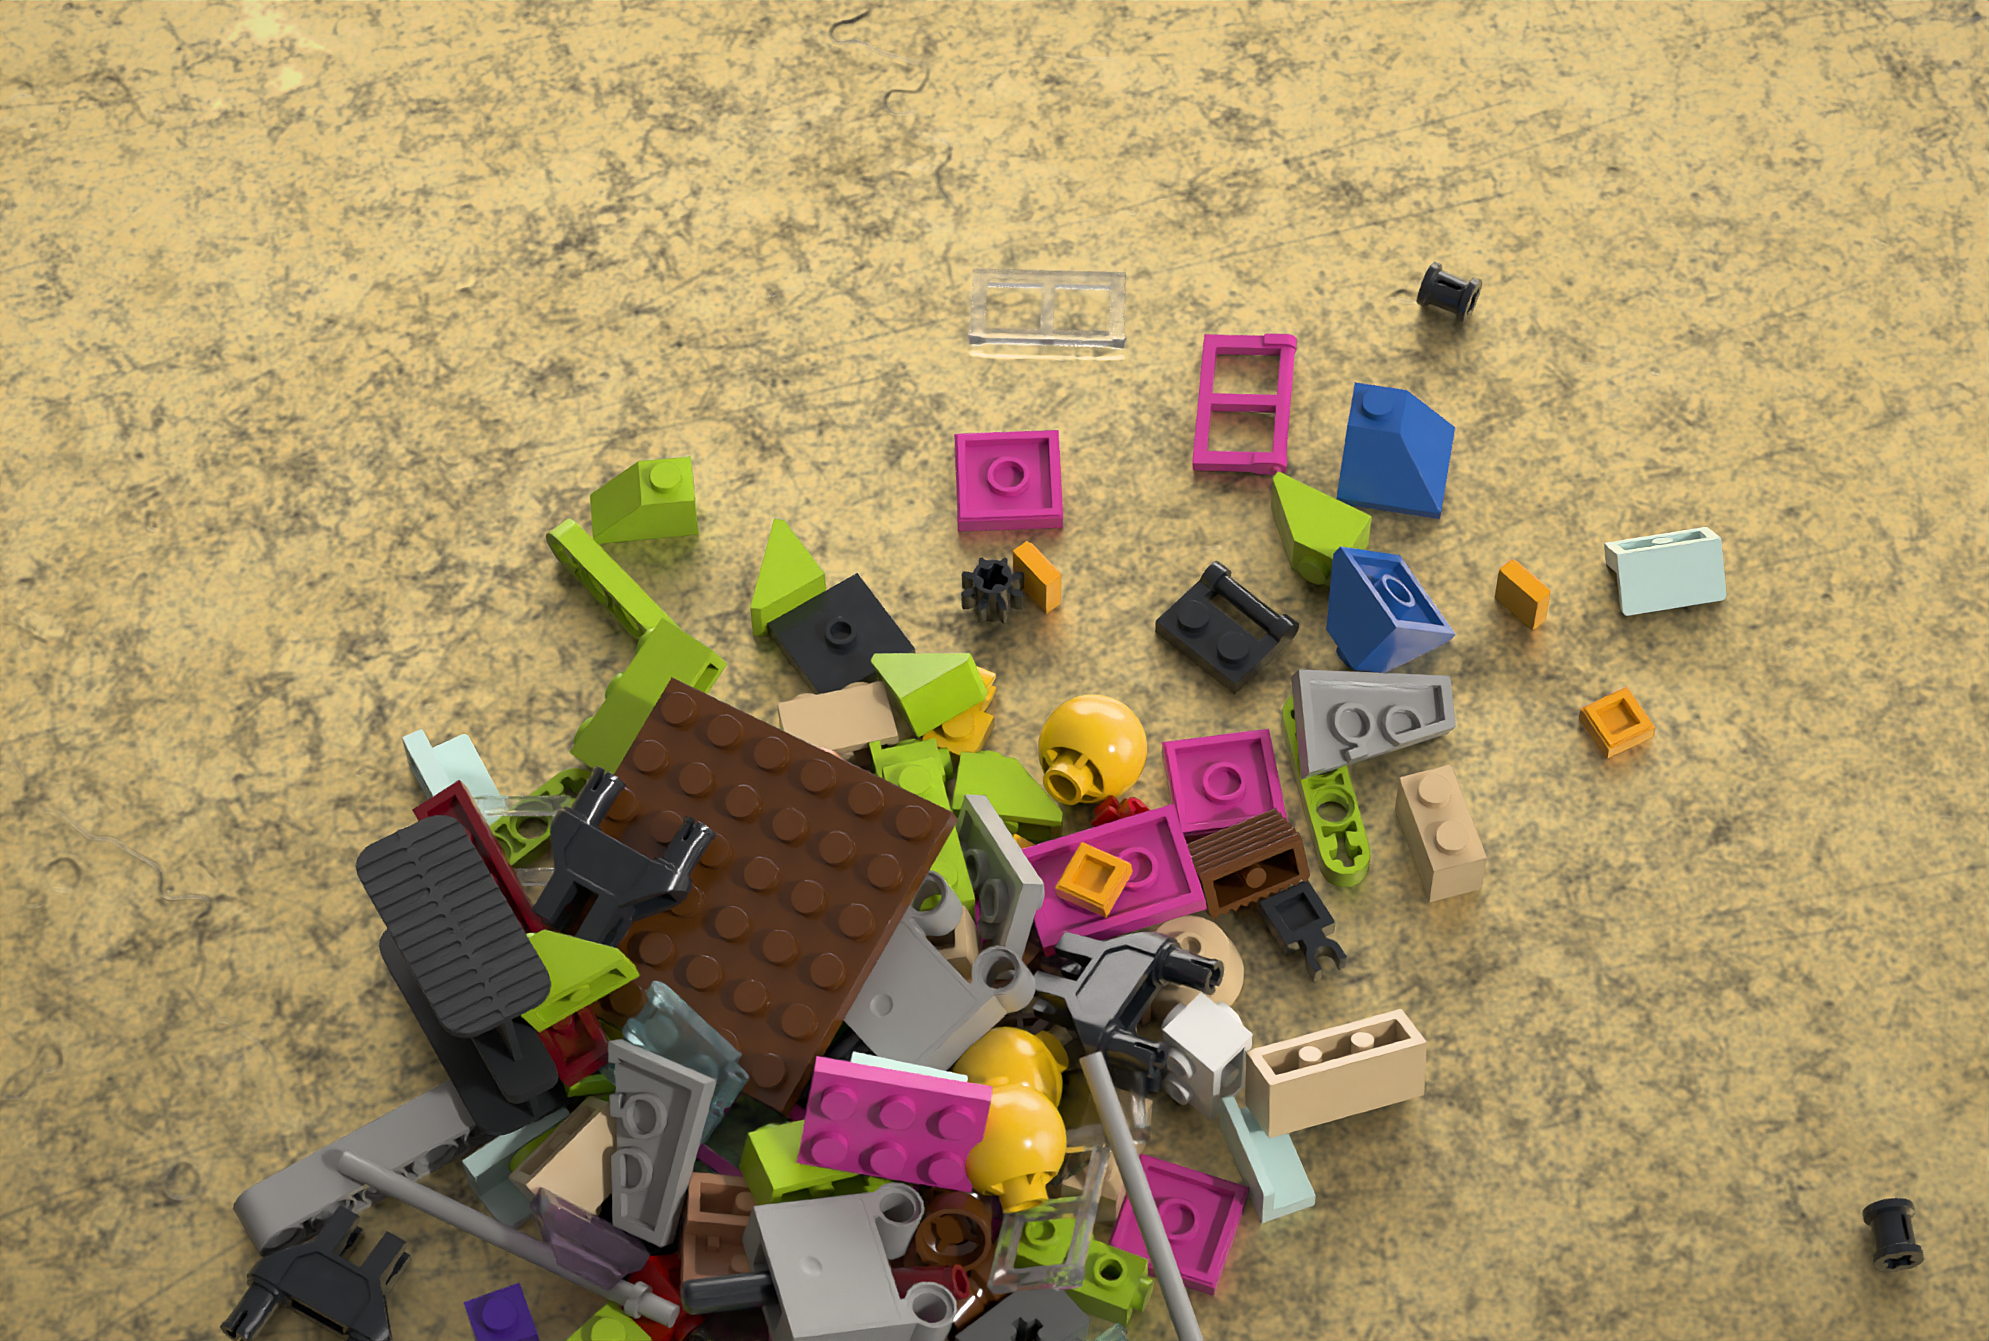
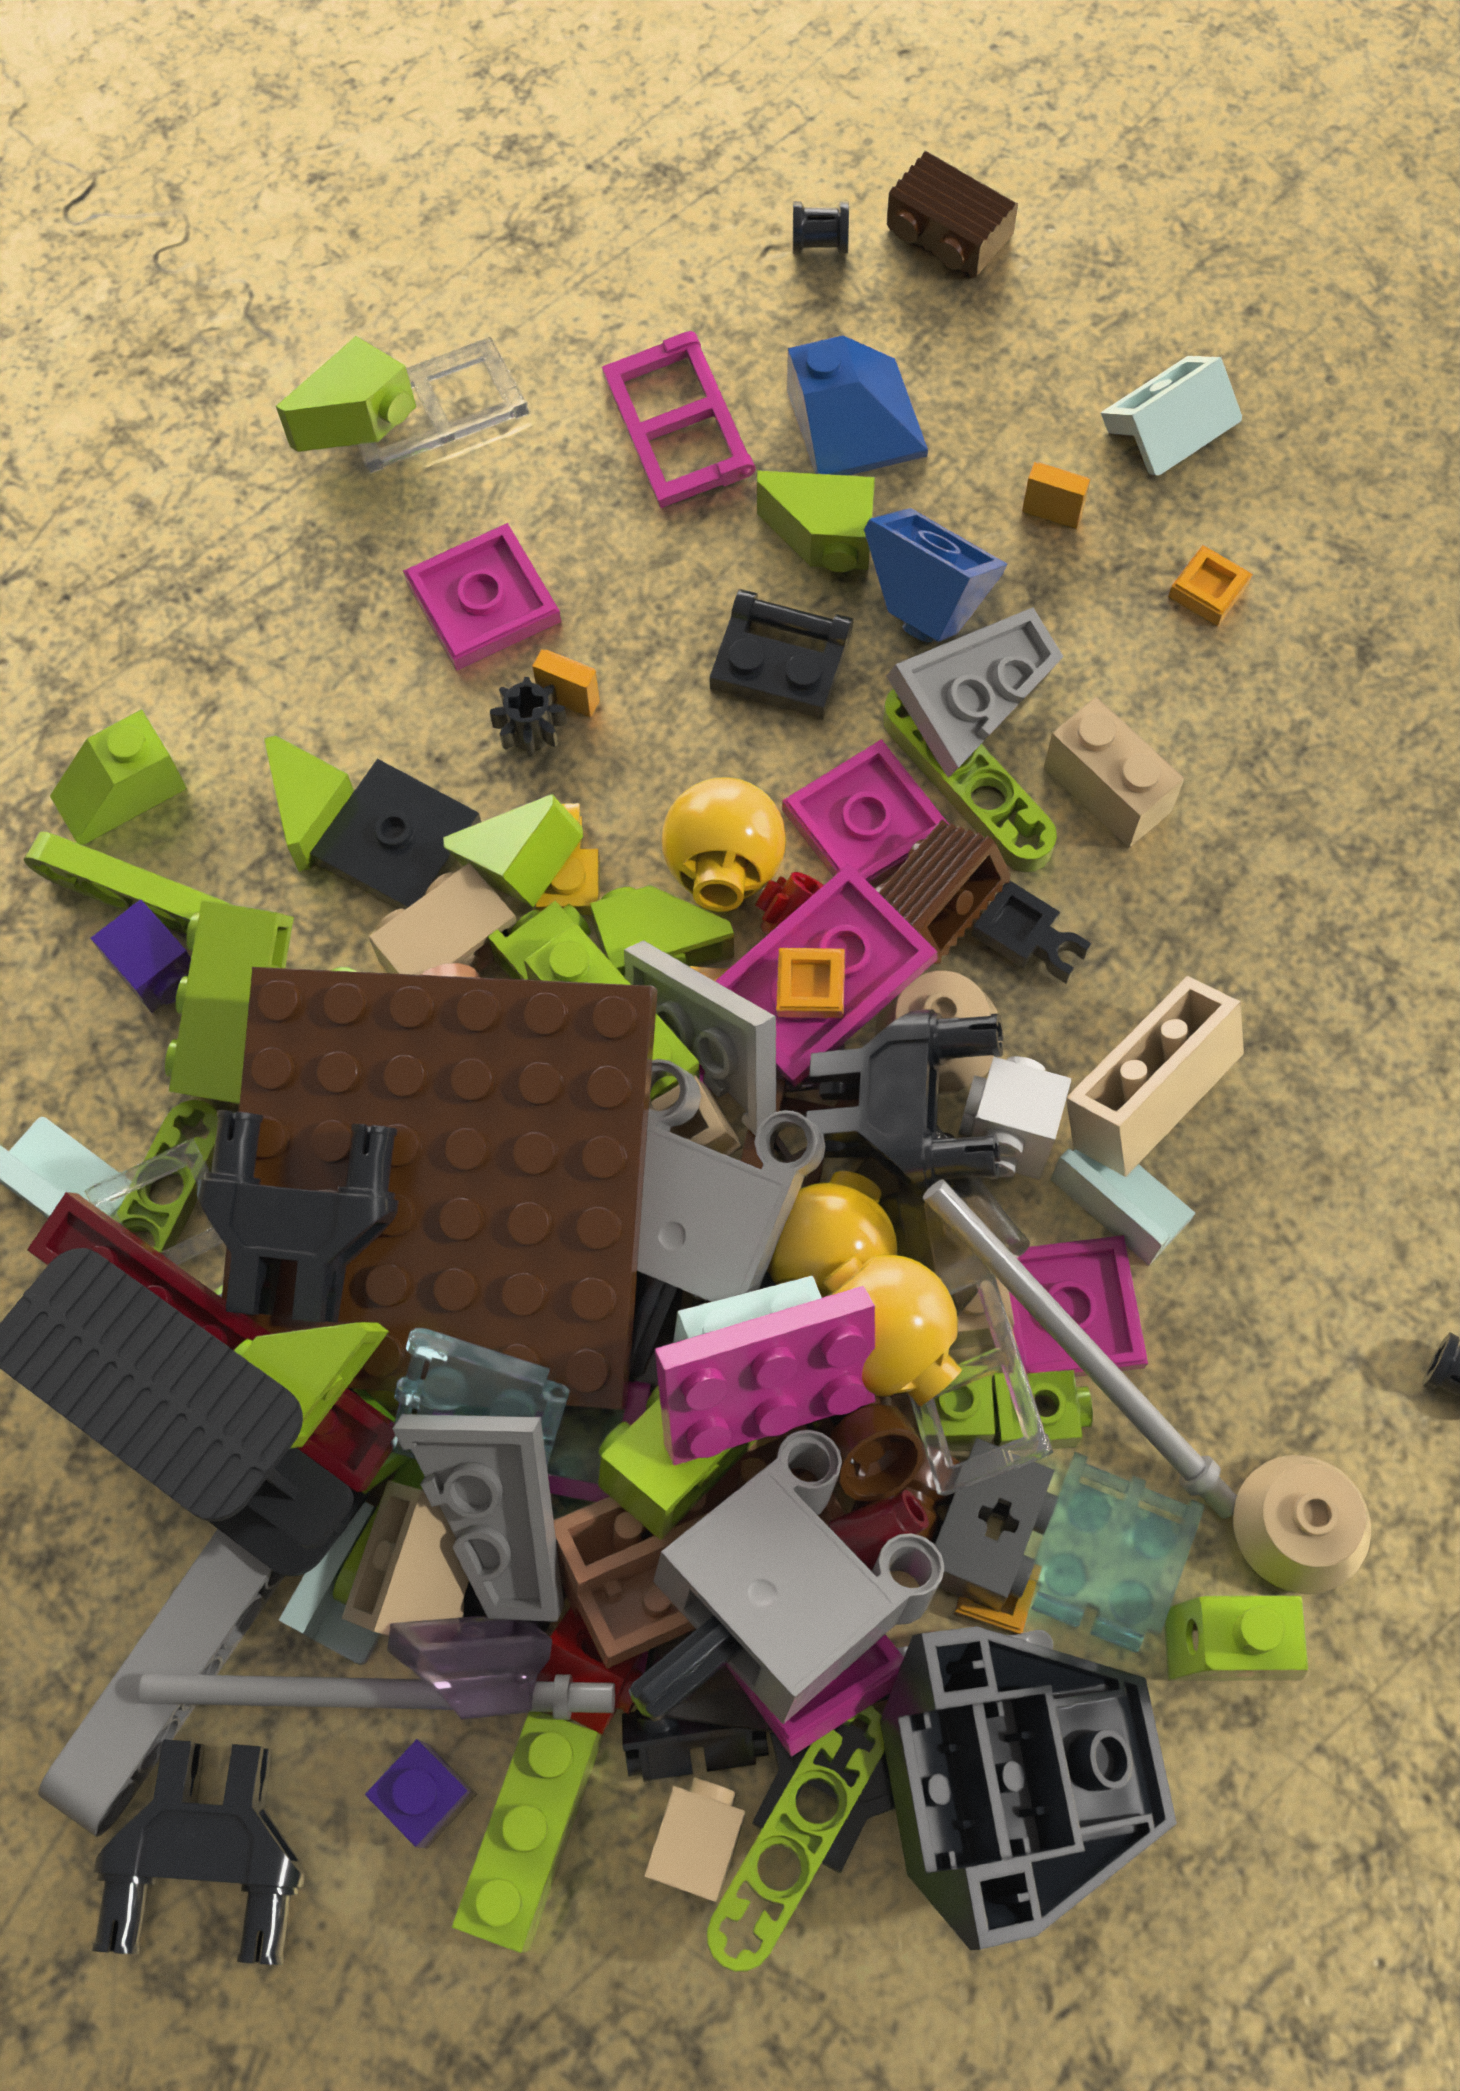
camera: 25 degrees left, 10 degrees up
(600, 644) = (144, 955): none -> dark purple brick
(977, 278) = (347, 400): none -> lime slope
(1566, 326) = (950, 214): none -> reddish brown brick

